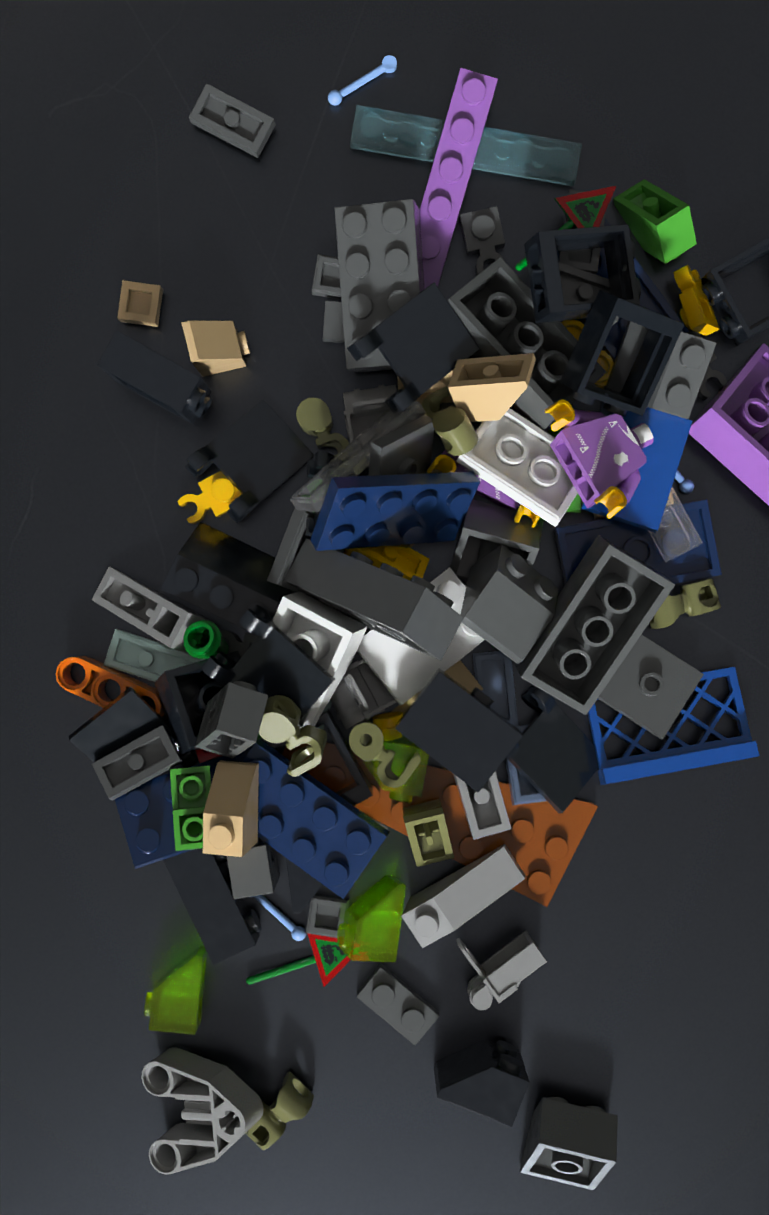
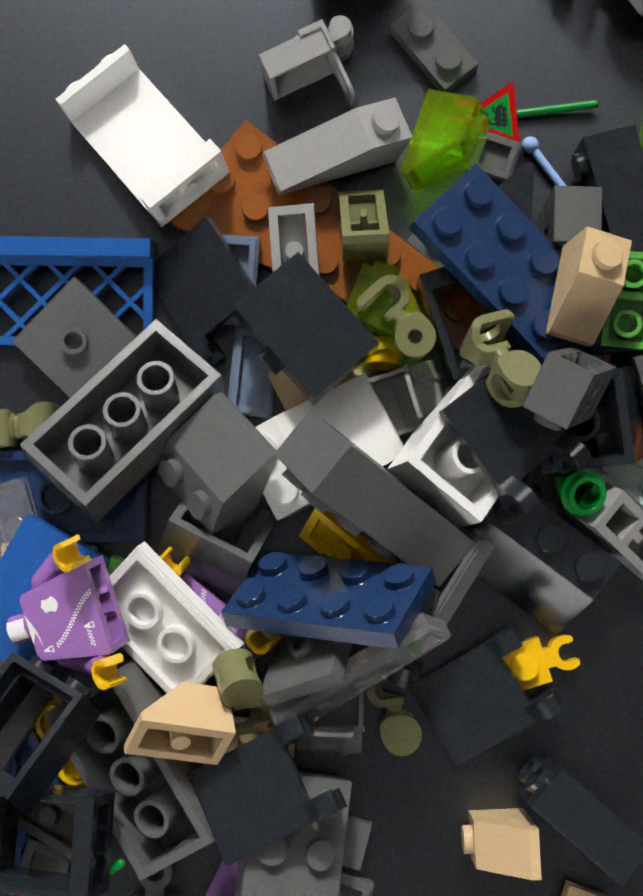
camera: 160 degrees left, 5 degrees down
(632, 873) = (142, 136): none -> white panel

